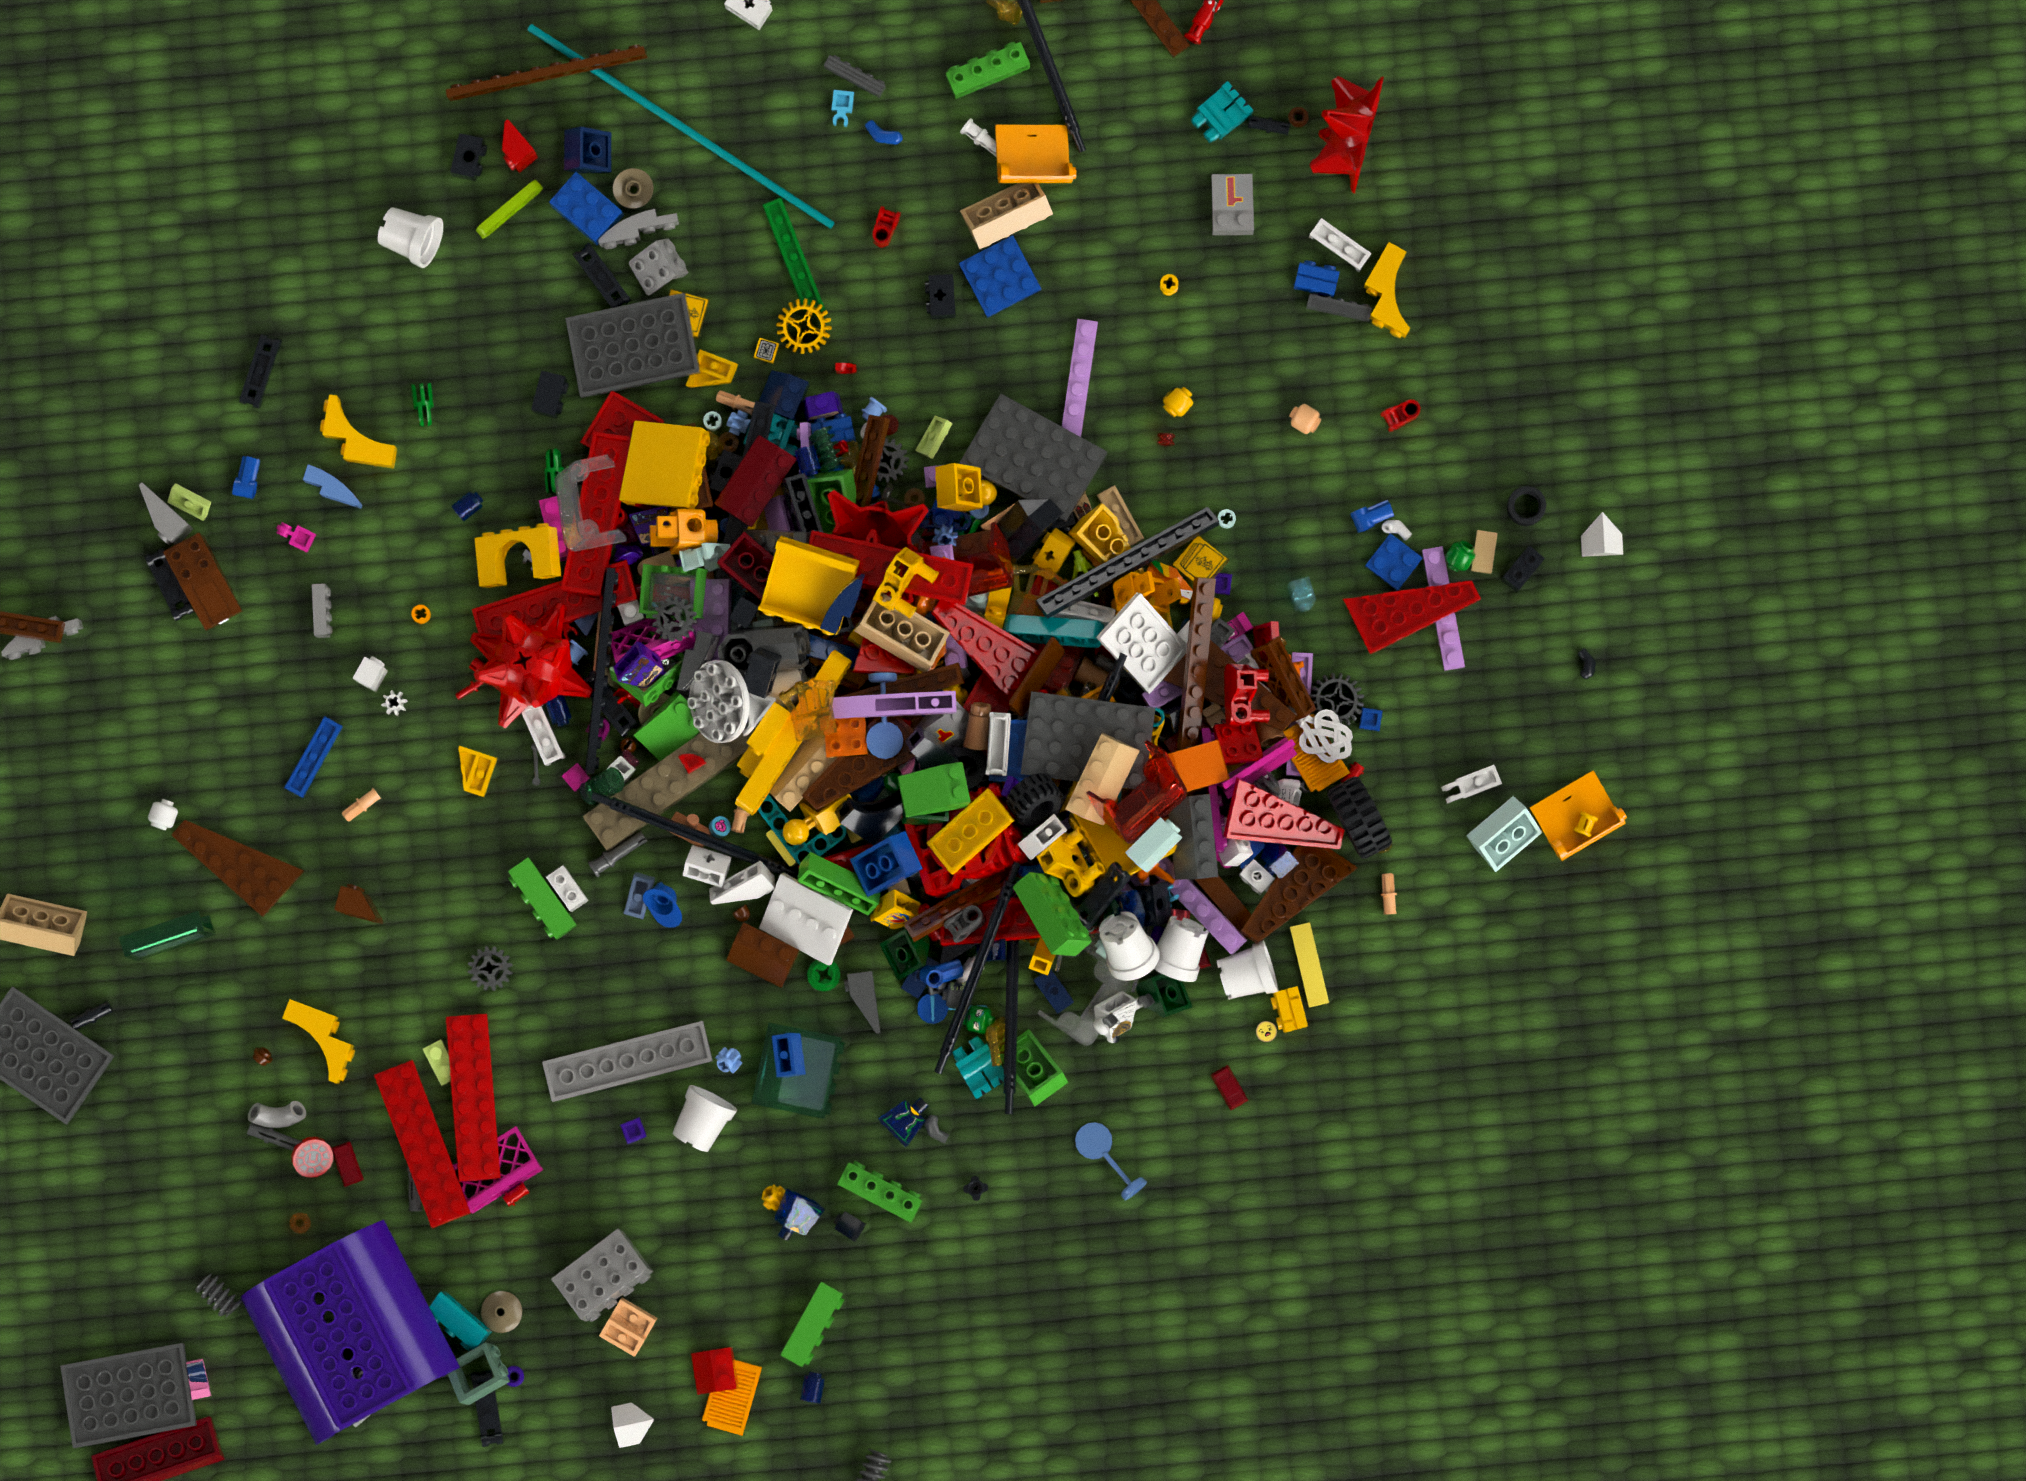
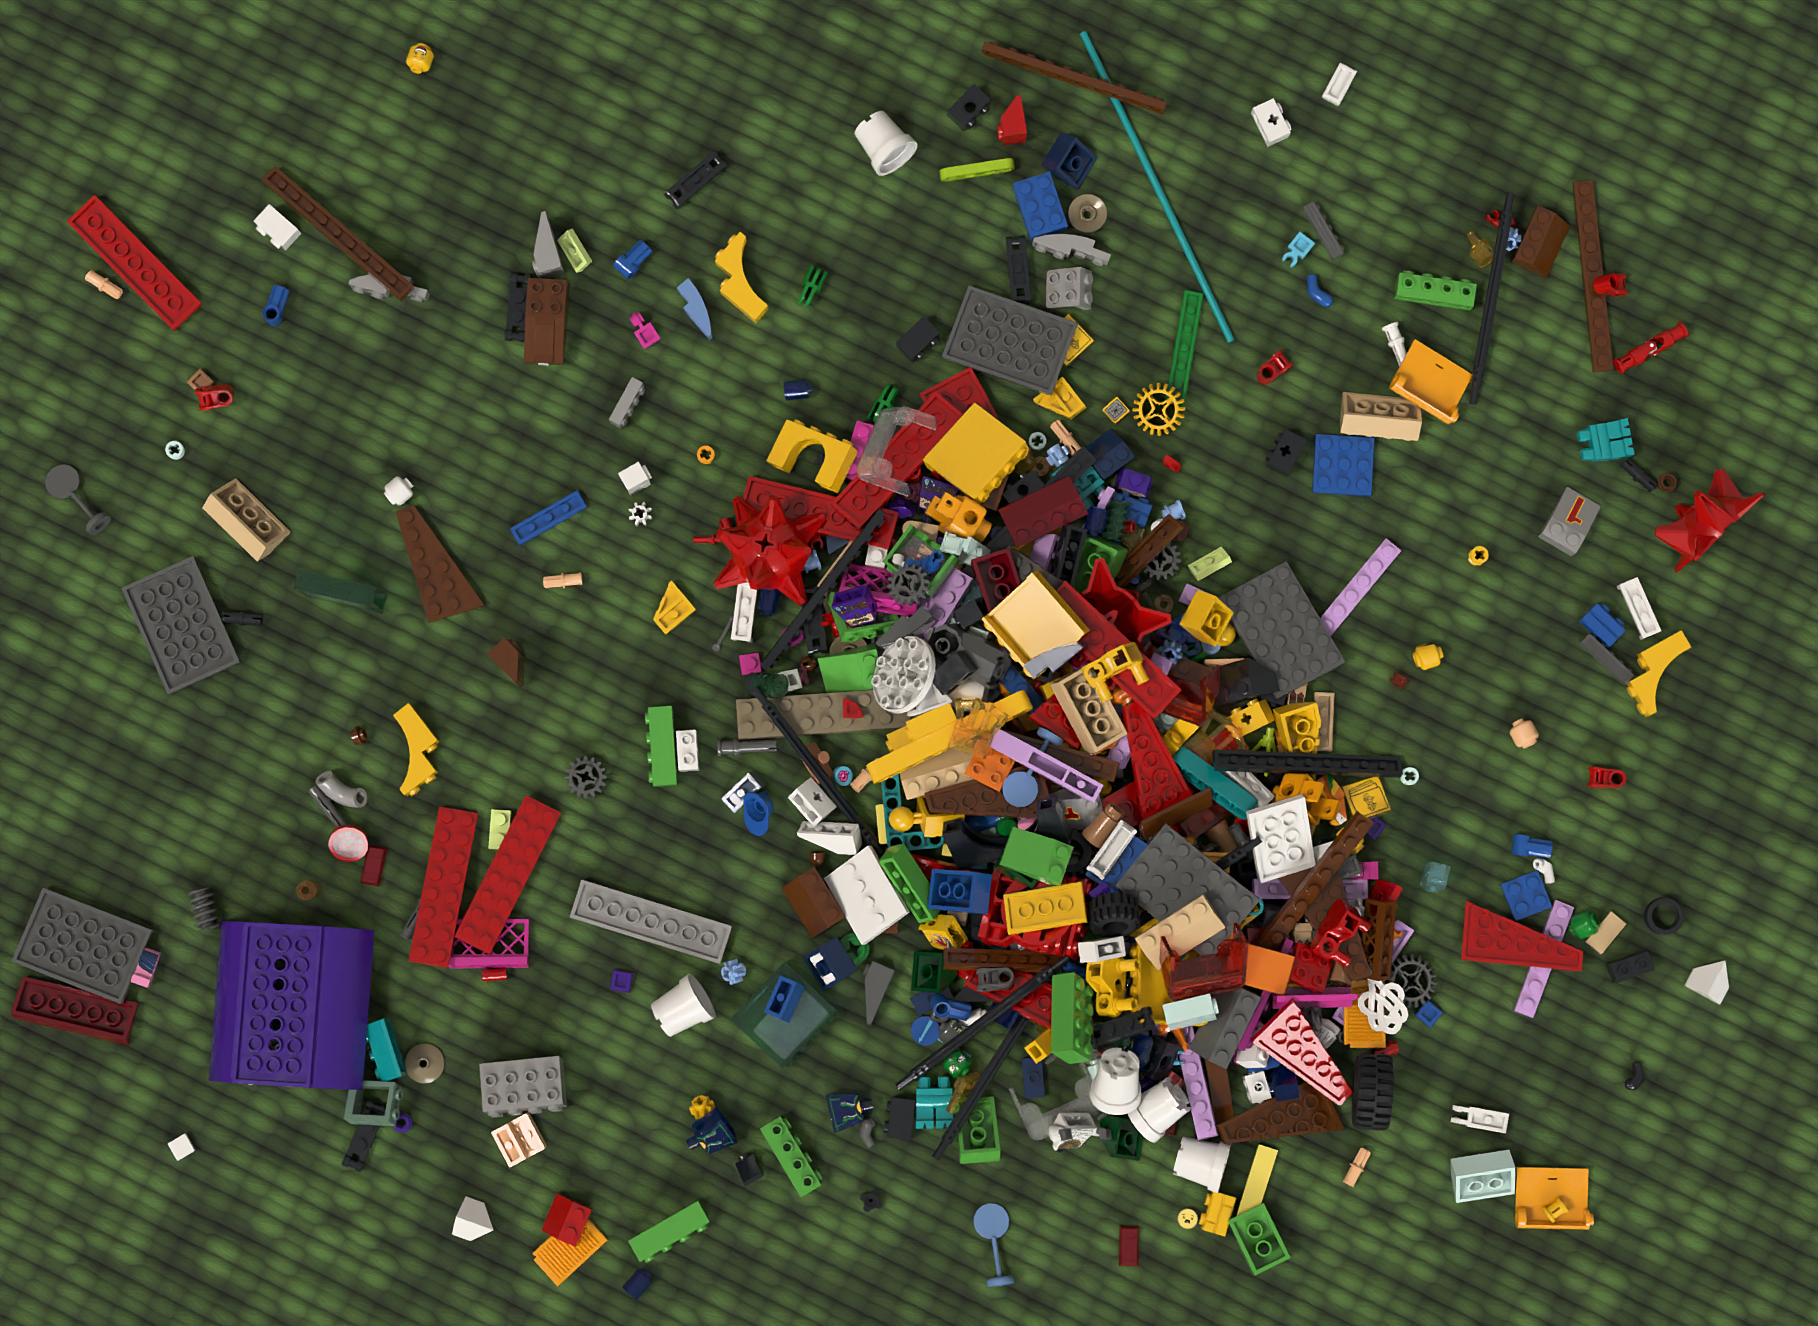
camera: 25 degrees right, 0 degrees up
(683, 589) = (930, 563): none -> blue arm
(810, 1000) = (830, 963): none -> dark blue slope
(957, 1098) = (900, 1118): none -> black brick
(1339, 1010) = (1258, 1239): none -> bright green slope

